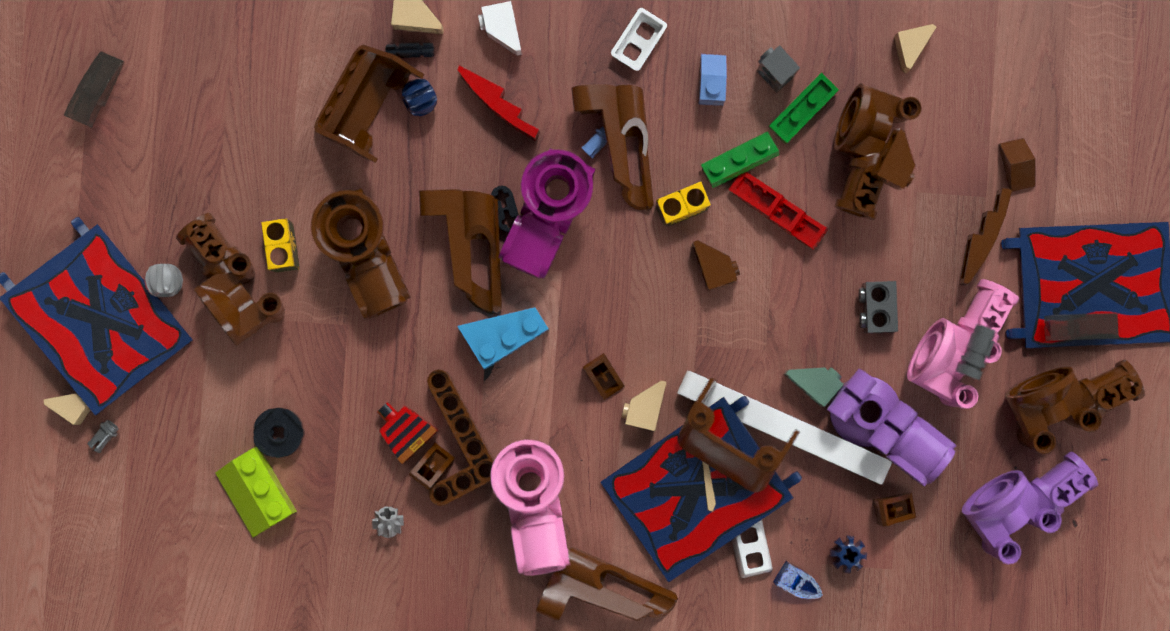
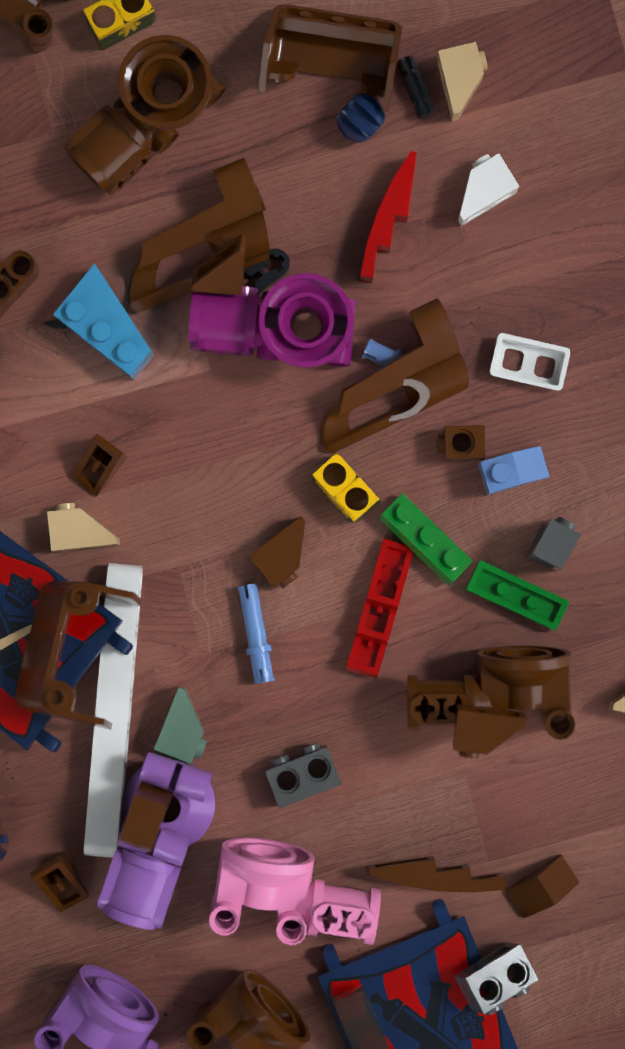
camera: 70 degrees right, 0 degrees up
(497, 233) = (223, 270): none -> reddish brown slope
(680, 97) = (476, 438): none -> reddish brown brick
(765, 305) = (256, 634): none -> medium blue pin
(874, 425) = (145, 816): none -> reddish brown slope
(978, 348) = (285, 912): dark grey axle -> none
(1065, 220) = (494, 971): none -> brick

